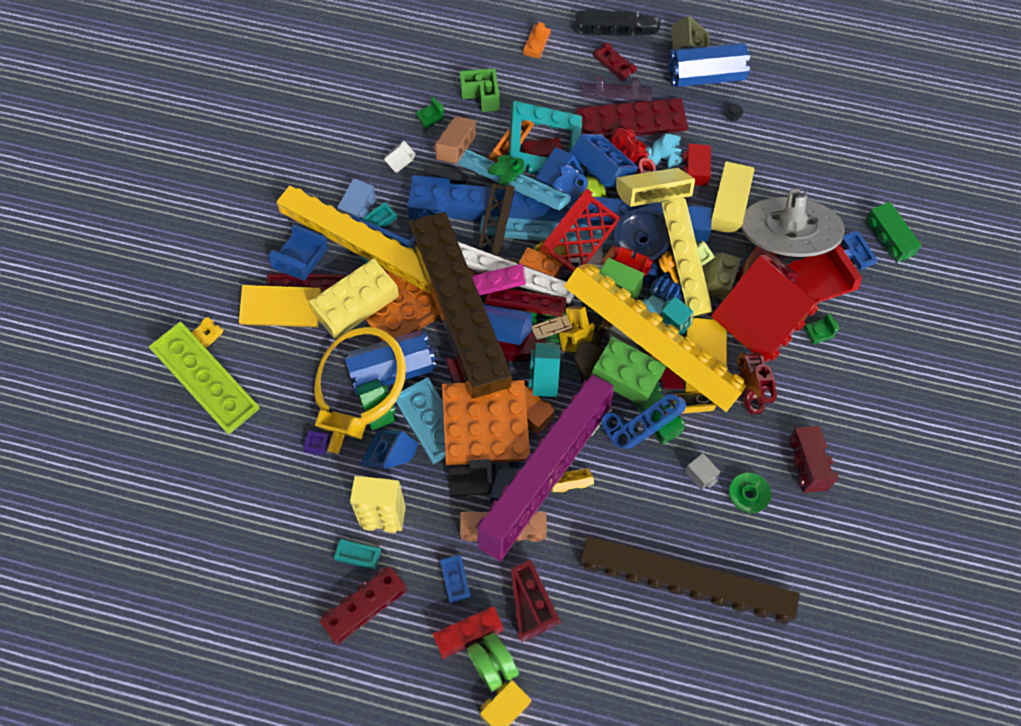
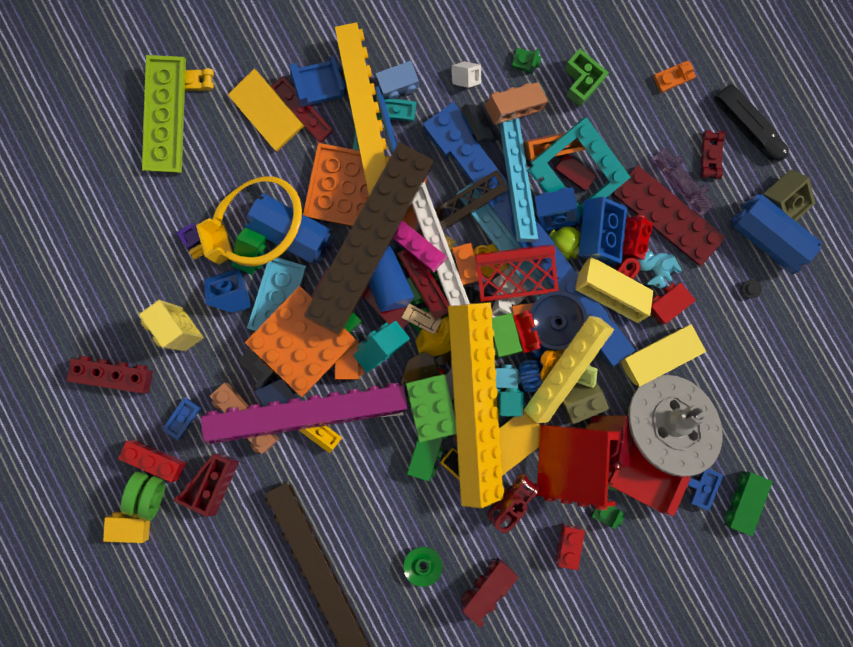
camera: 50 degrees right, 20 degrees up
(354, 298) = (312, 158): light yellow brick -> none
(357, 554) = (141, 338): teal tile -> none
(507, 168) = (517, 167): green plate -> none
(568, 182) = (549, 225): blue plate -> none
(647, 418) = (406, 456): blue beam -> none
(702, 472) = (409, 521): light grey brick -> none
(825, 373) = (569, 546): none -> red brick

